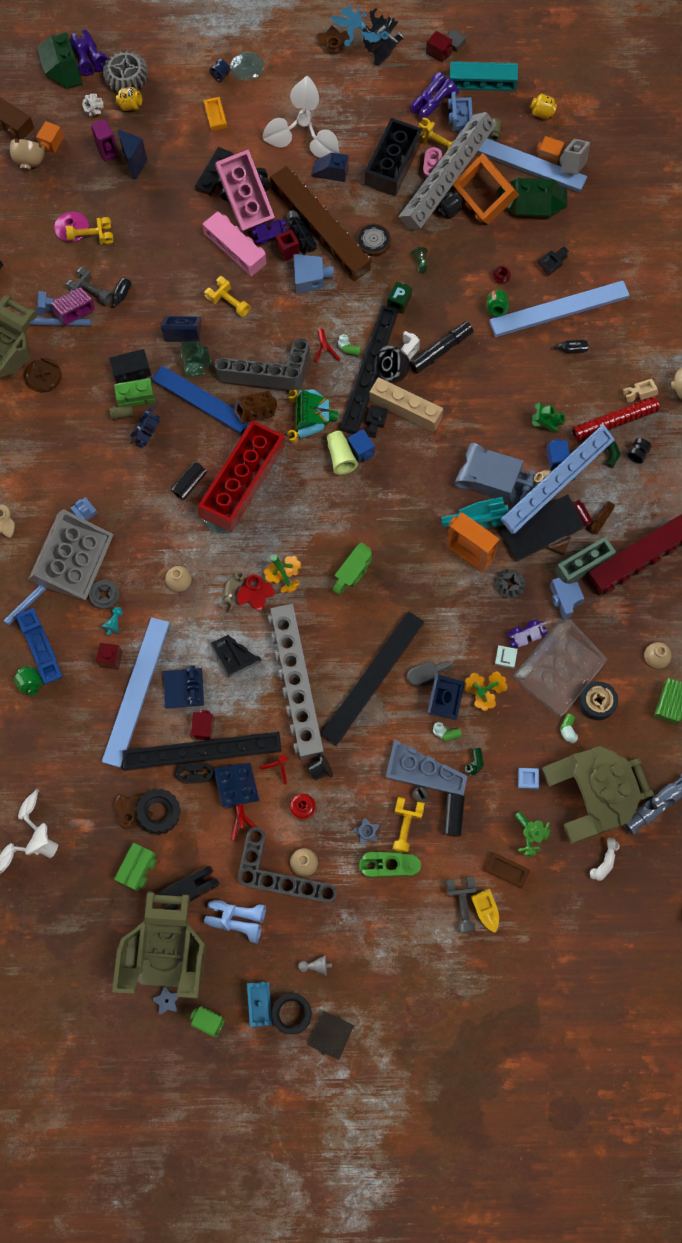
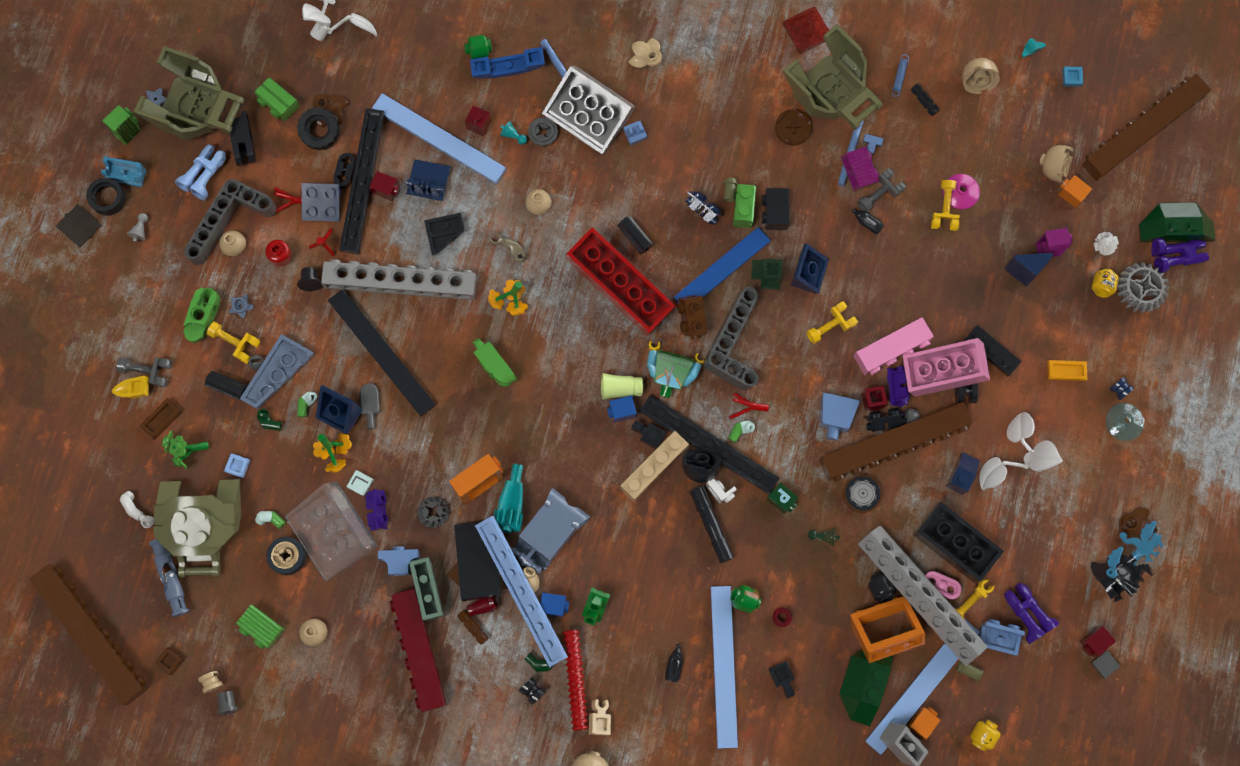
camera: 100 degrees right, 5 degrees up
(255, 595) = (498, 267): red plate -> none
(484, 76) = (1044, 679): teal brick -> none

